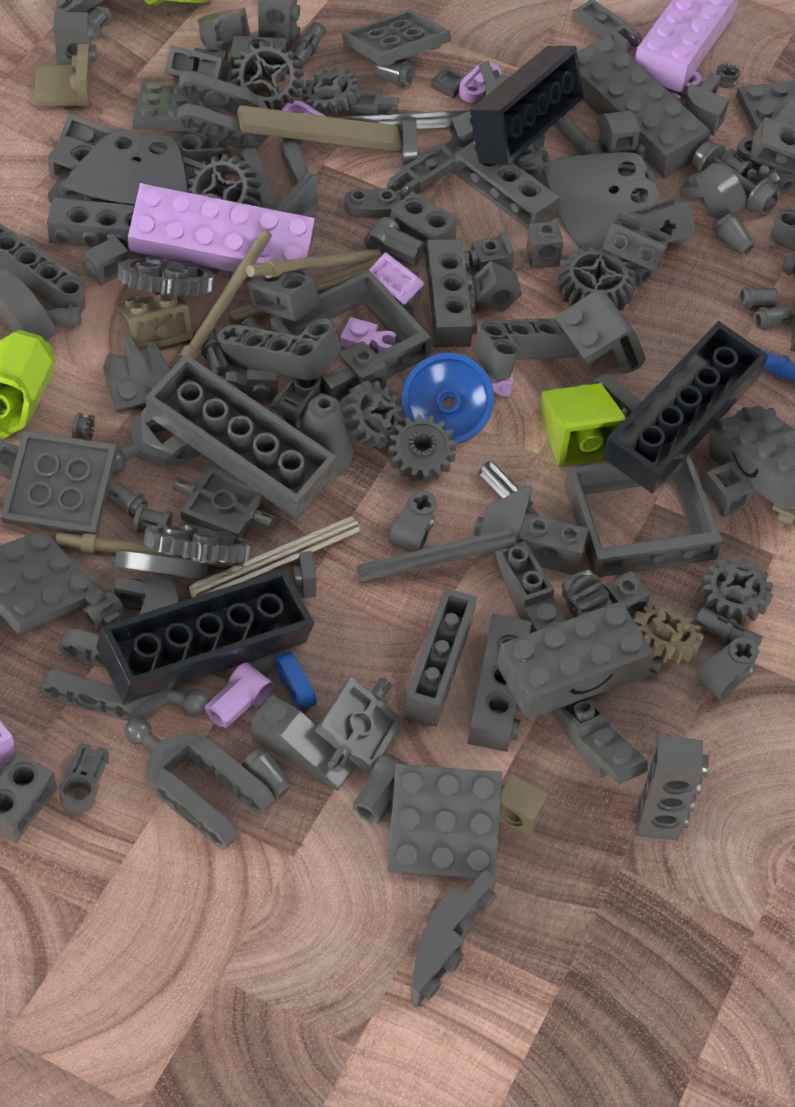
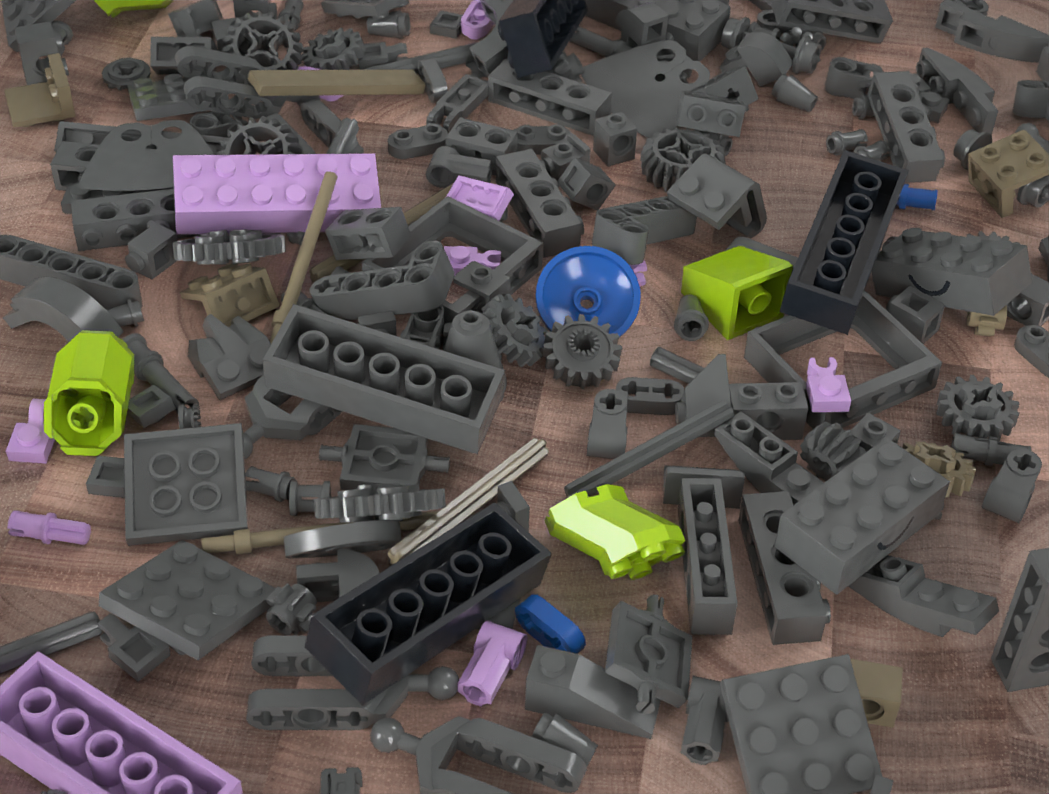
camera: 15 degrees left, 10 degrees down
(56, 406) = (150, 406): none -> dark grey plate
(69, 369) = (150, 368): none -> dark grey pin
(150, 64) = (124, 72): none -> dark grey gear
(275, 267) = (356, 204): dark tan bar -> none
(375, 618) = (615, 532): none -> lime brick
(464, 502) = (651, 395): none -> dark grey beam
(480, 226) = (540, 137): none -> dark grey plate
(489, 597) = (731, 481): none -> dark grey panel
(531, 440) = (690, 318): none -> dark grey cone
(607, 539) = (825, 389): none -> lavender plate

